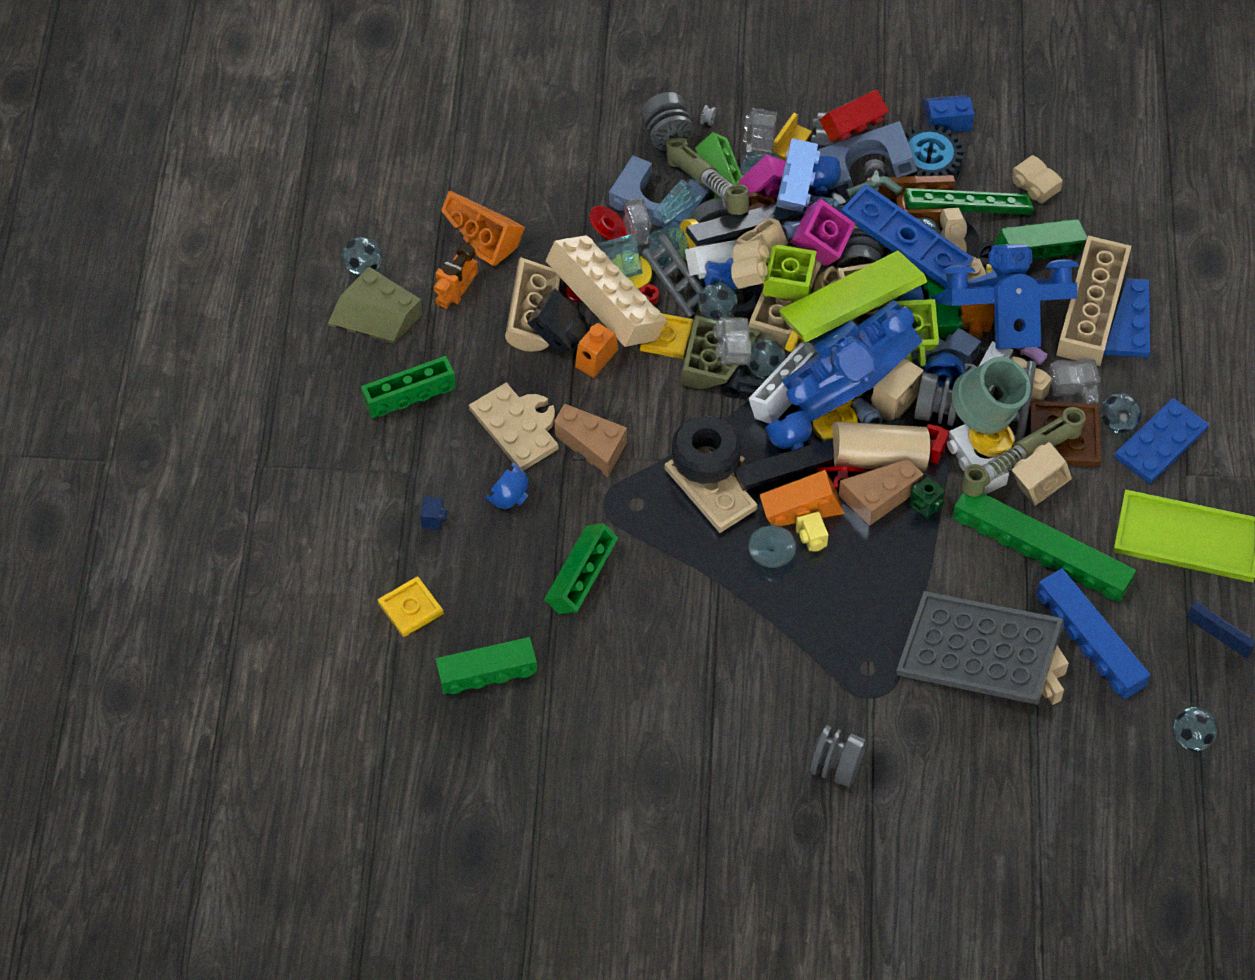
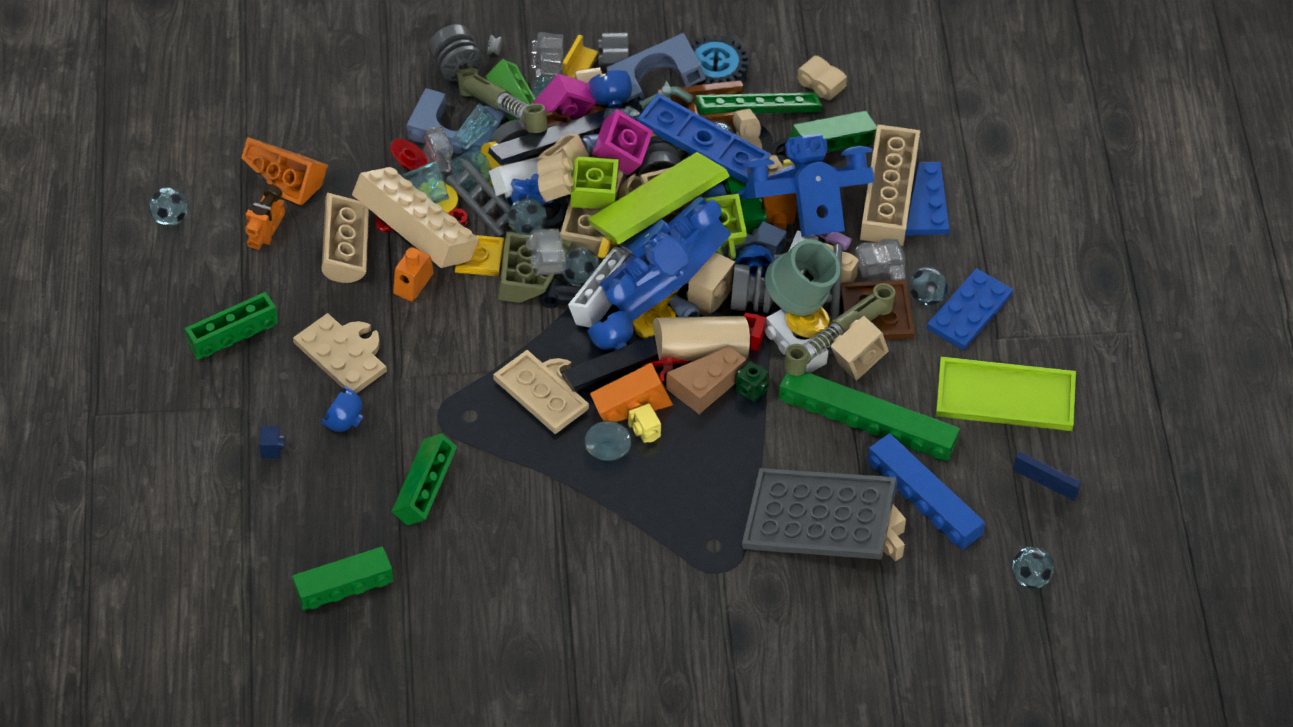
camera: 10 degrees left, 5 degrees down
(376, 308) = (189, 254): olive wedge -> none
(410, 606) = (259, 532): yellow tile -> none
(560, 322) = (374, 251): black piece -> none
(591, 436) = (418, 355): medium nougat wedge -> none
(703, 432) = (530, 371): black tyre -> none
(798, 175) = (591, 90): light blue wedge -> none
(838, 756) = (696, 626): dark grey wheel -> none
(854, 116) = (638, 32): red wedge -> none
(876, 164) = (662, 77): light grey bush -> none
(949, 112) = (730, 22): blue slope -> none

